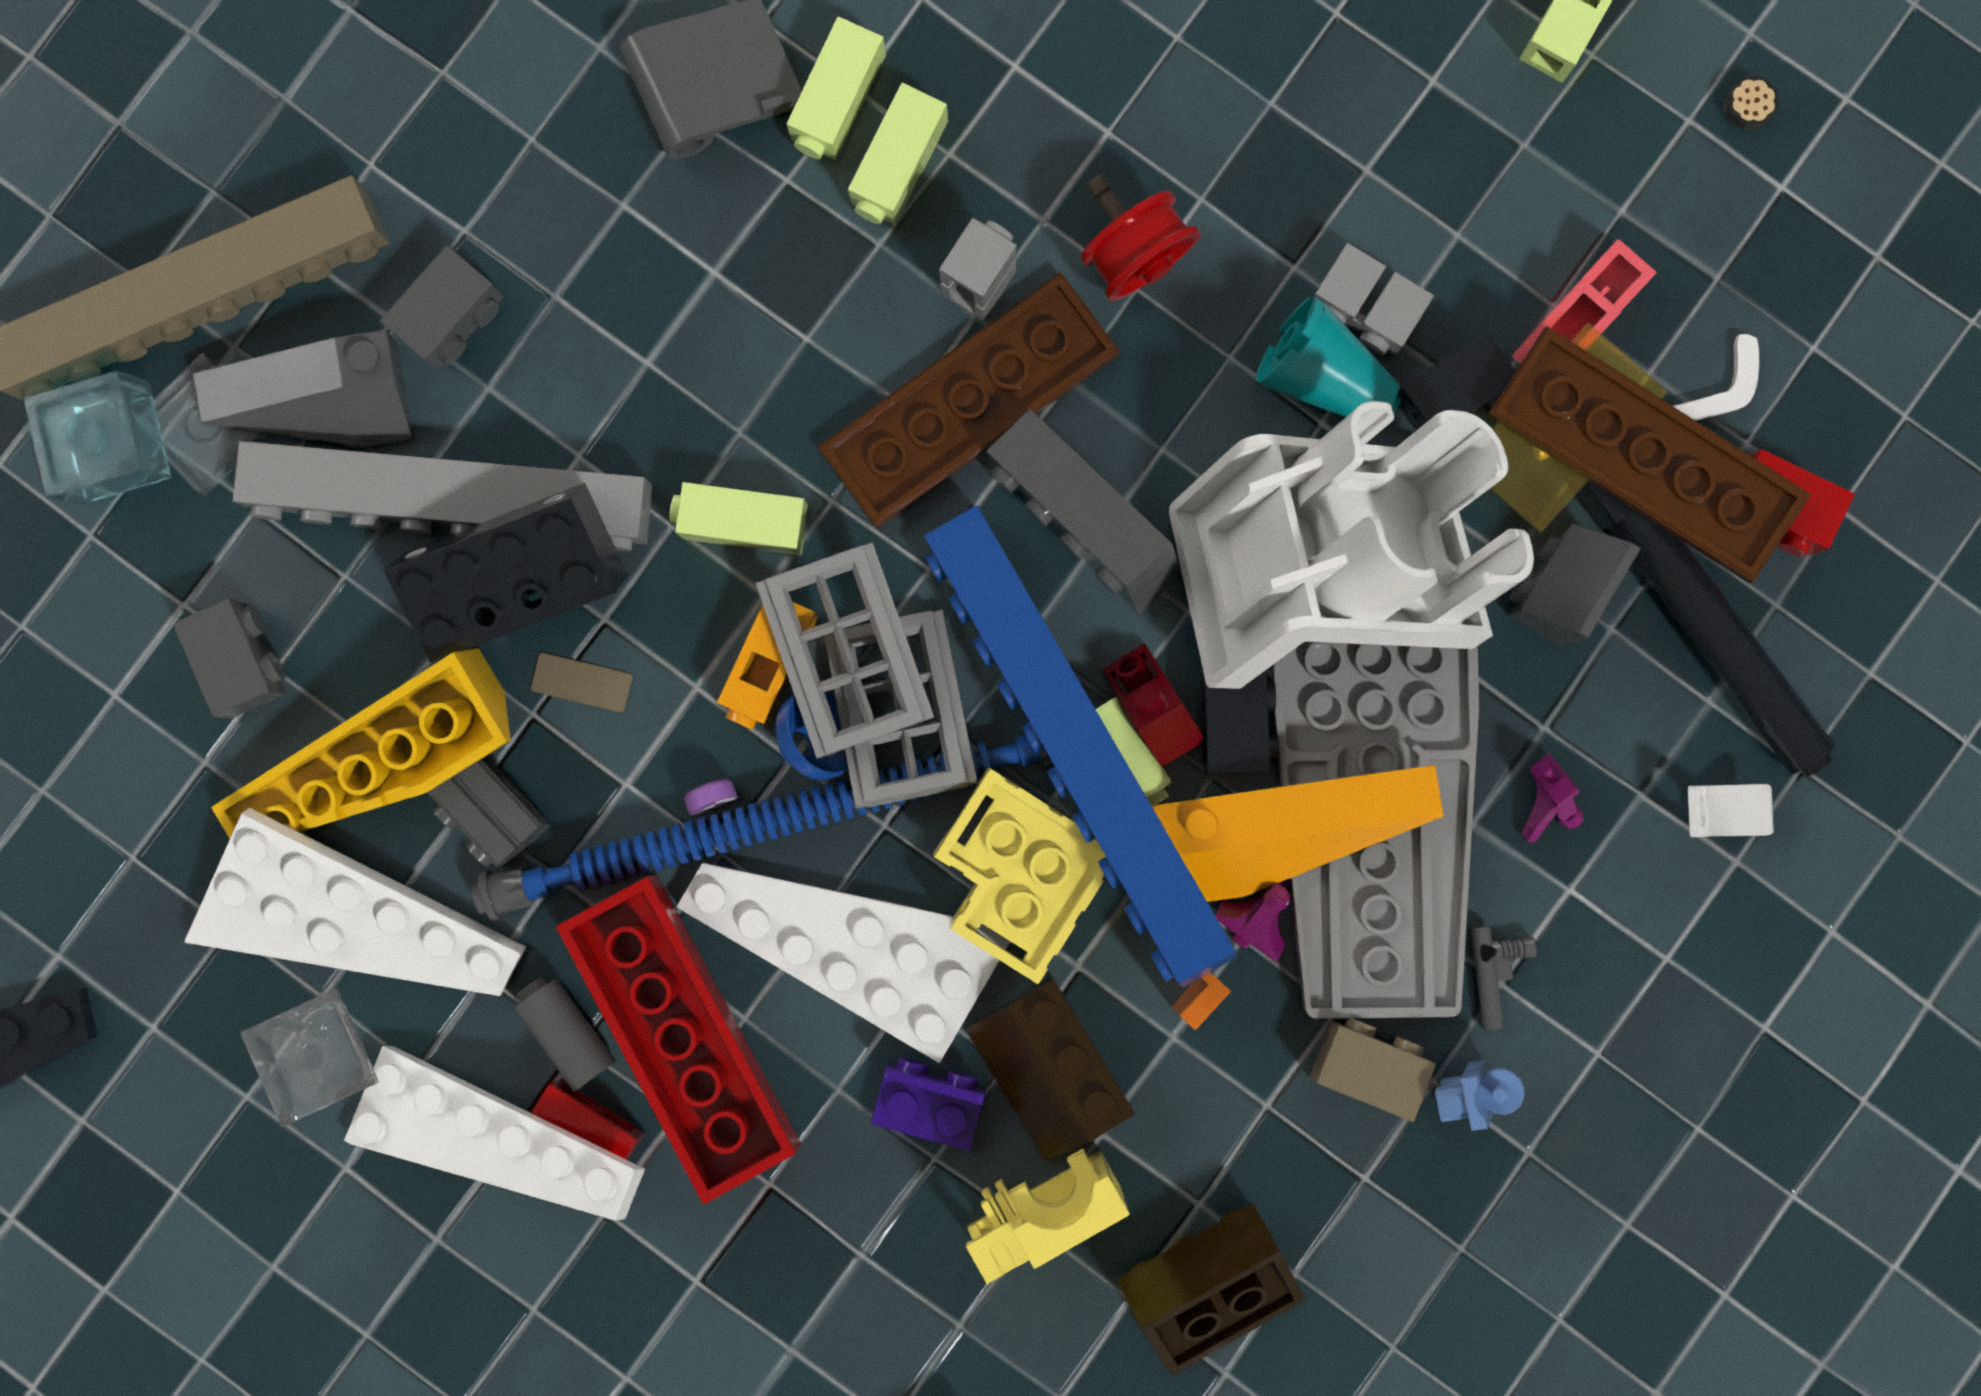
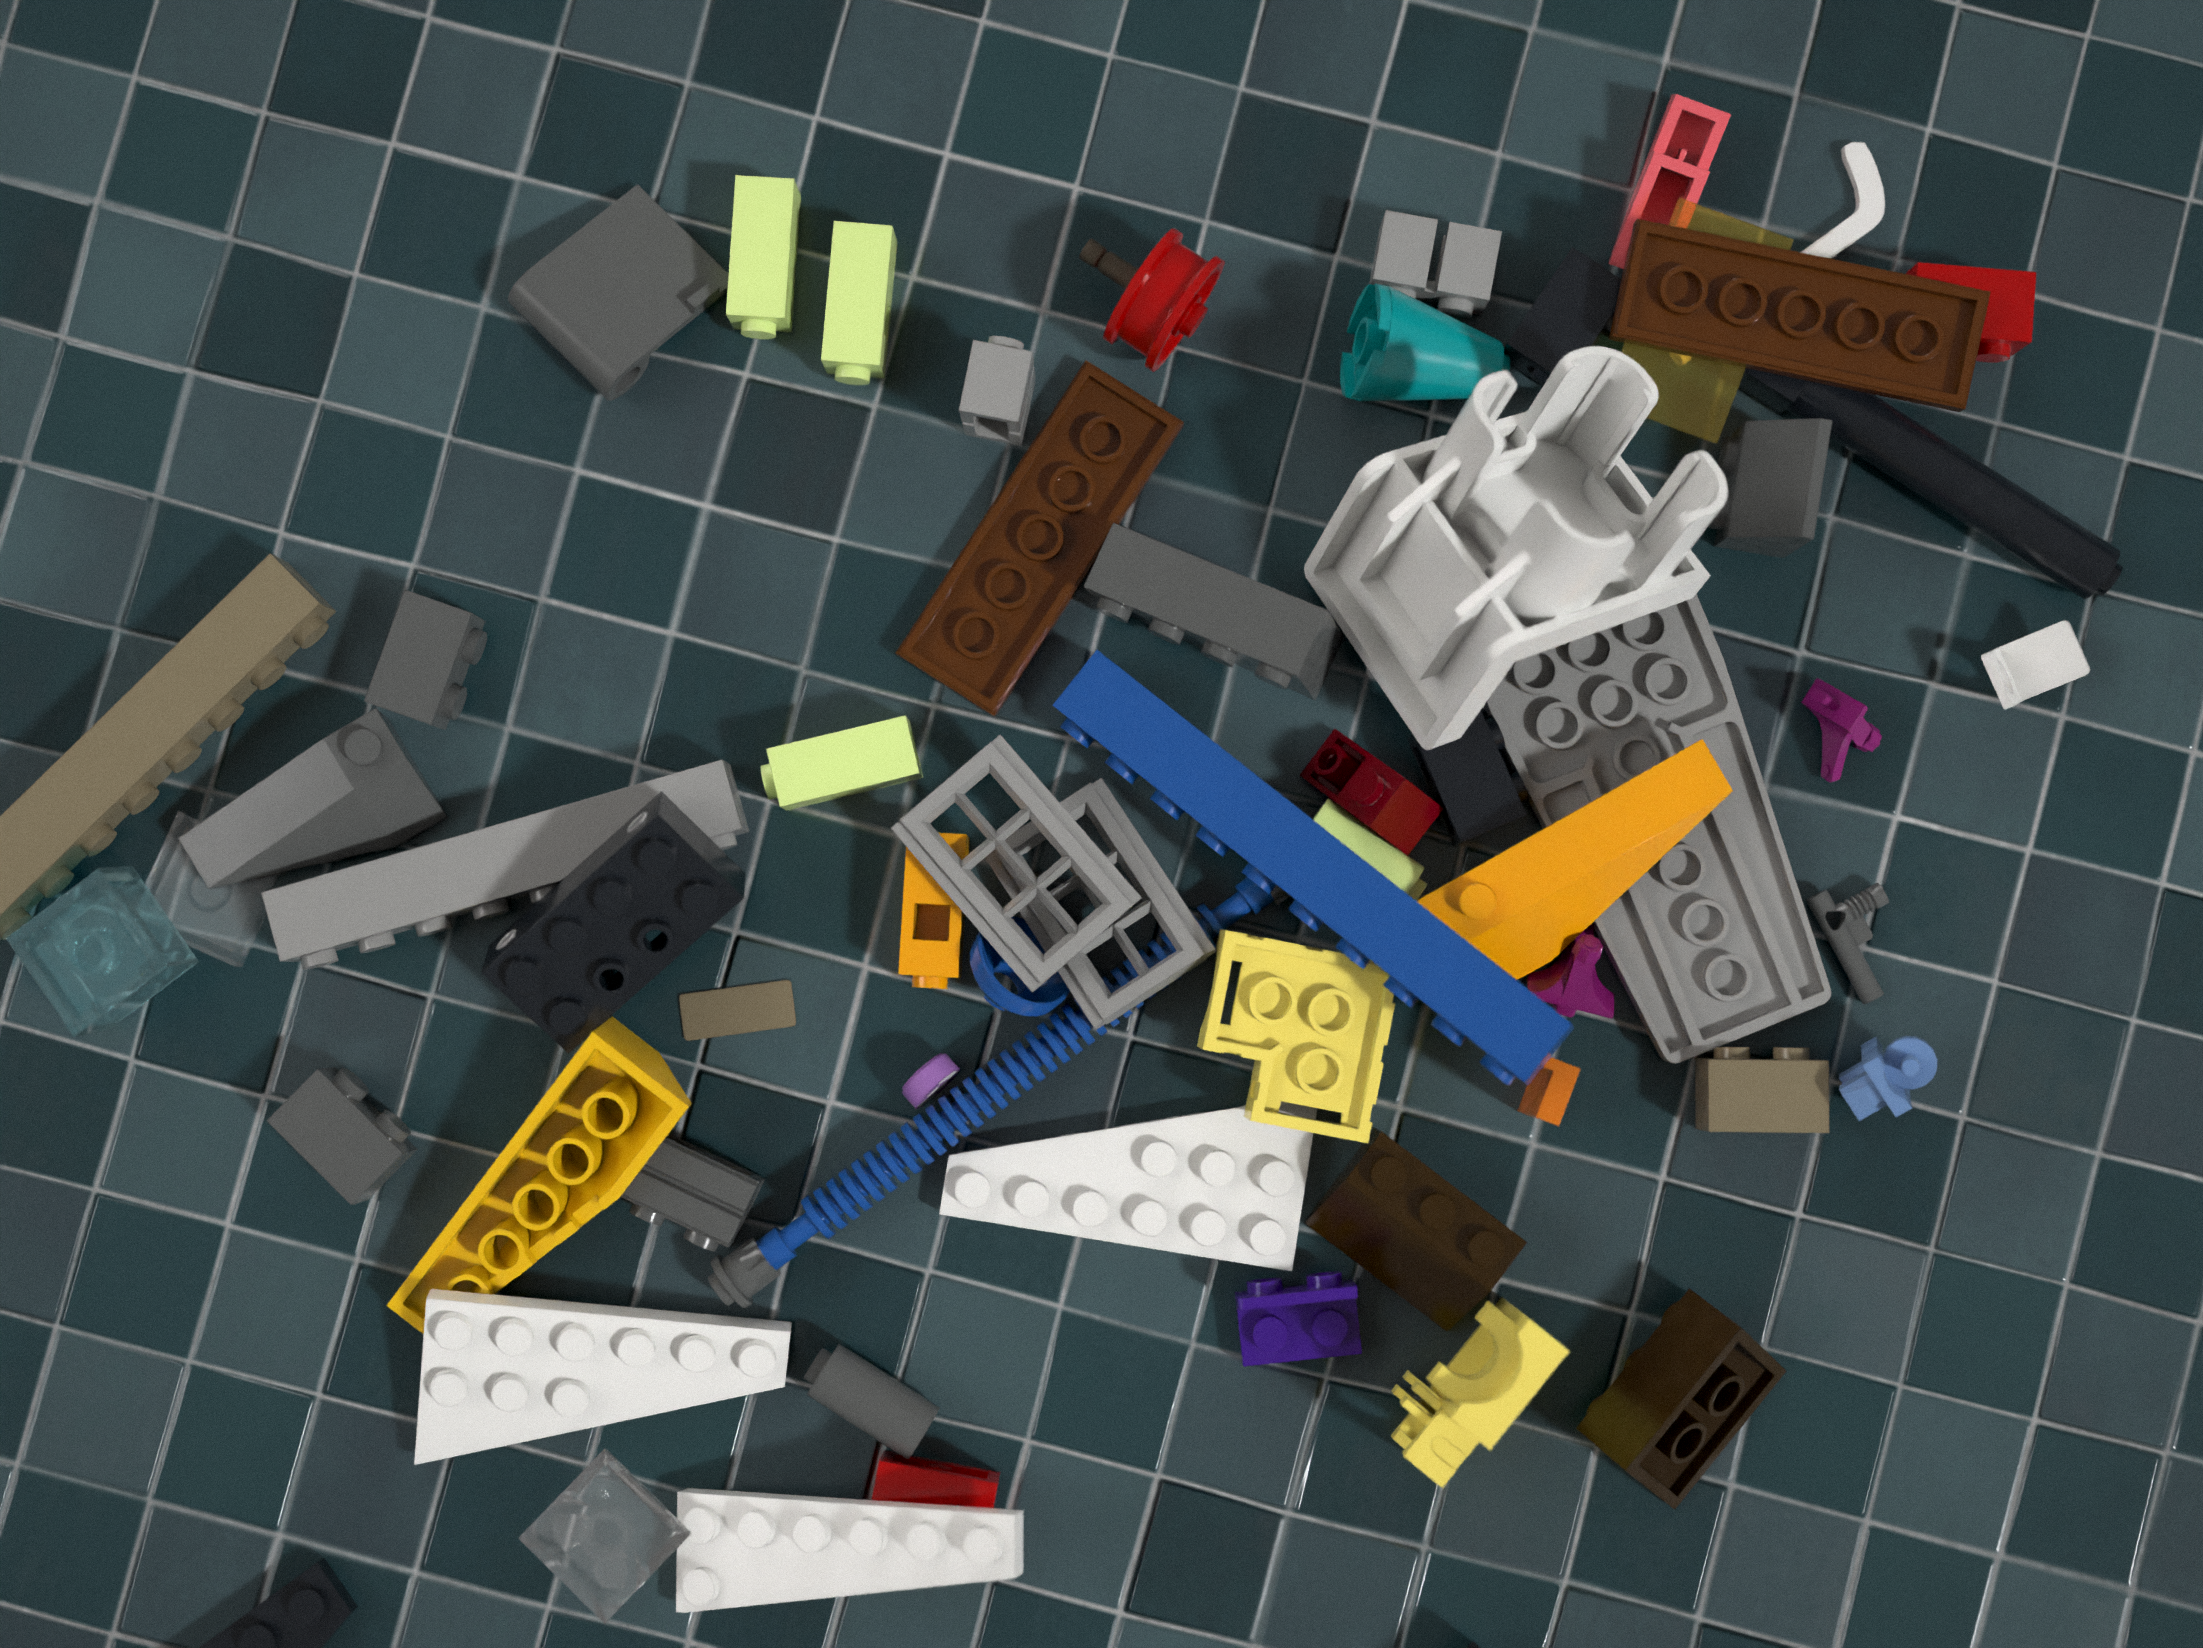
camera: 25 degrees left, 0 degrees up
(679, 1038) = (1001, 1355): red brick -> none

